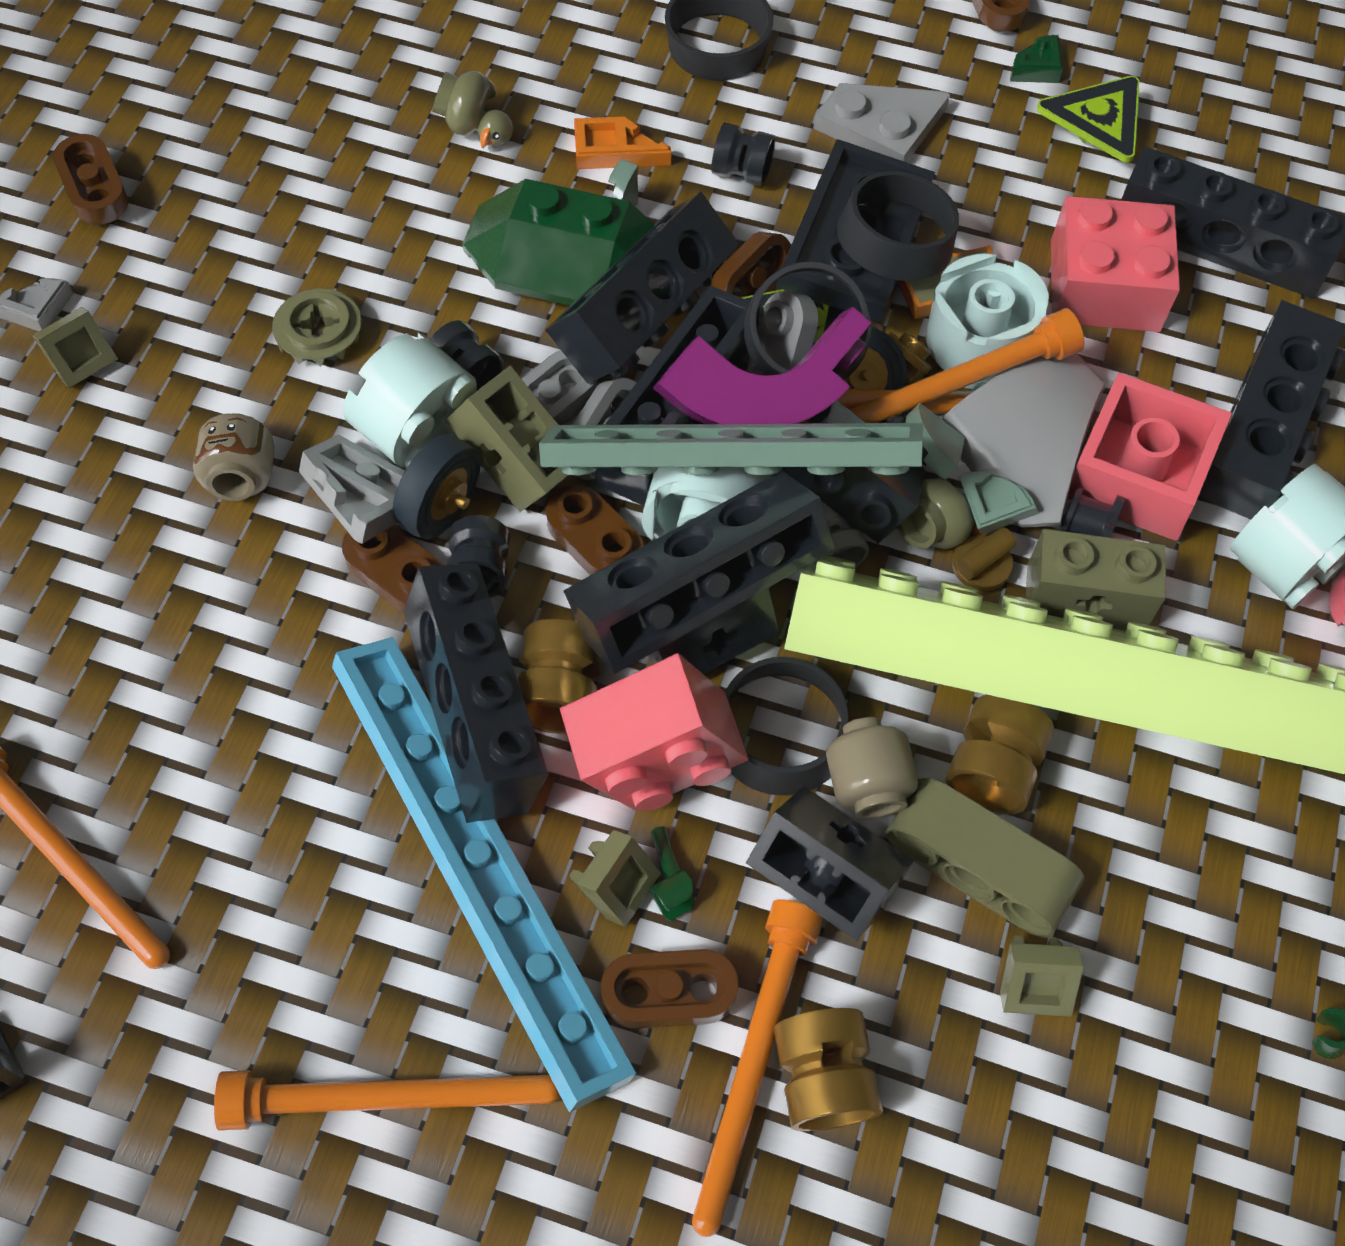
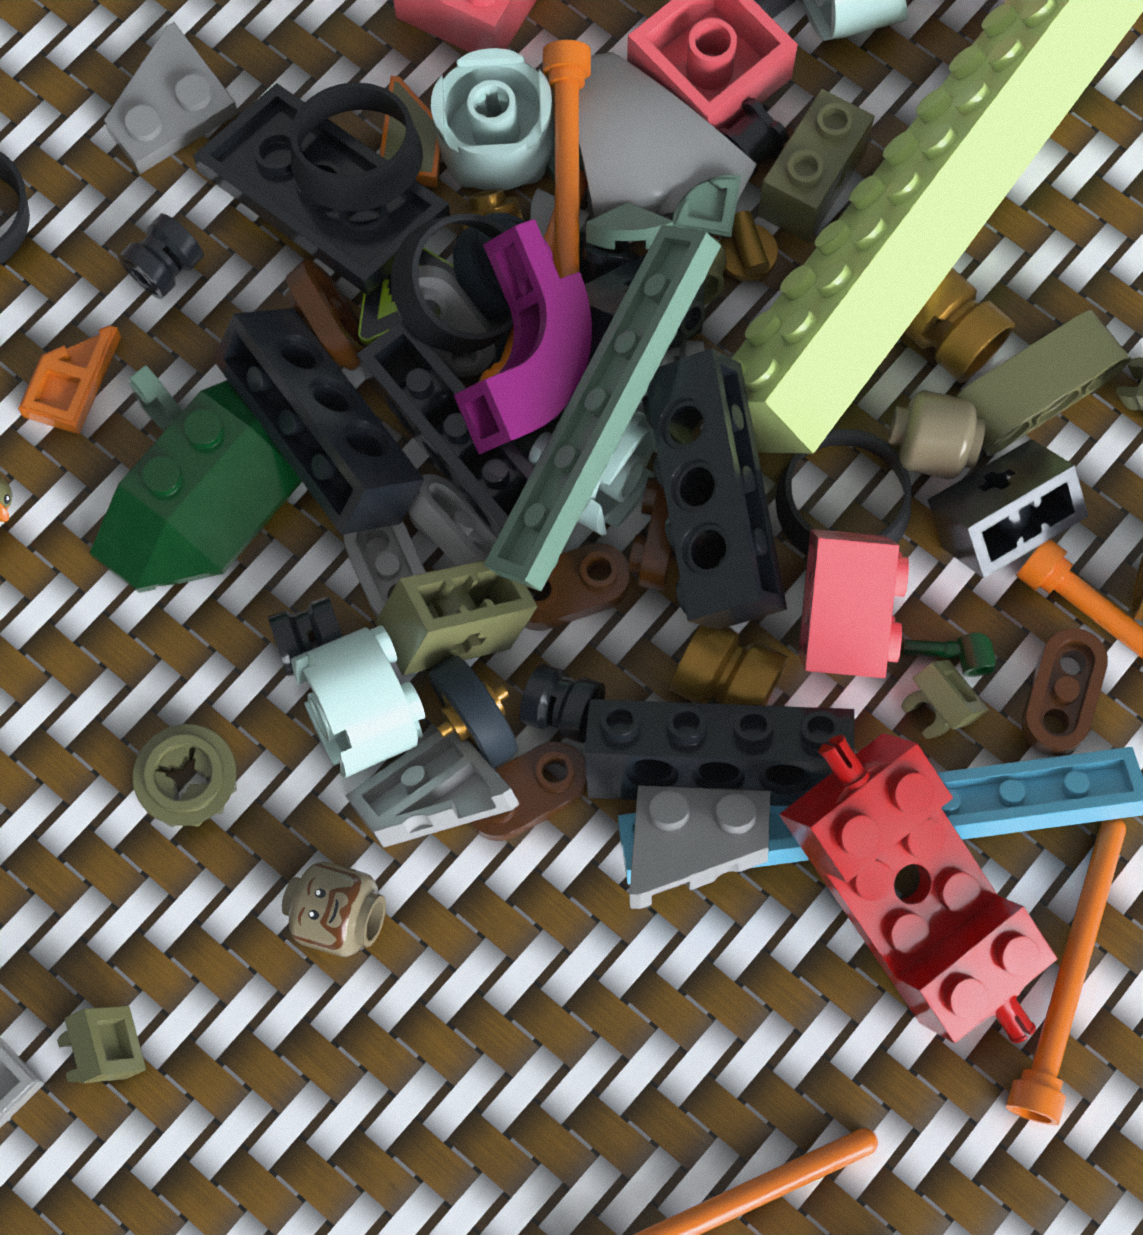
camera: 65 degrees left, 10 degrees up
(359, 955) = (954, 941): none -> brick
(384, 693) = (695, 837): none -> light grey wing

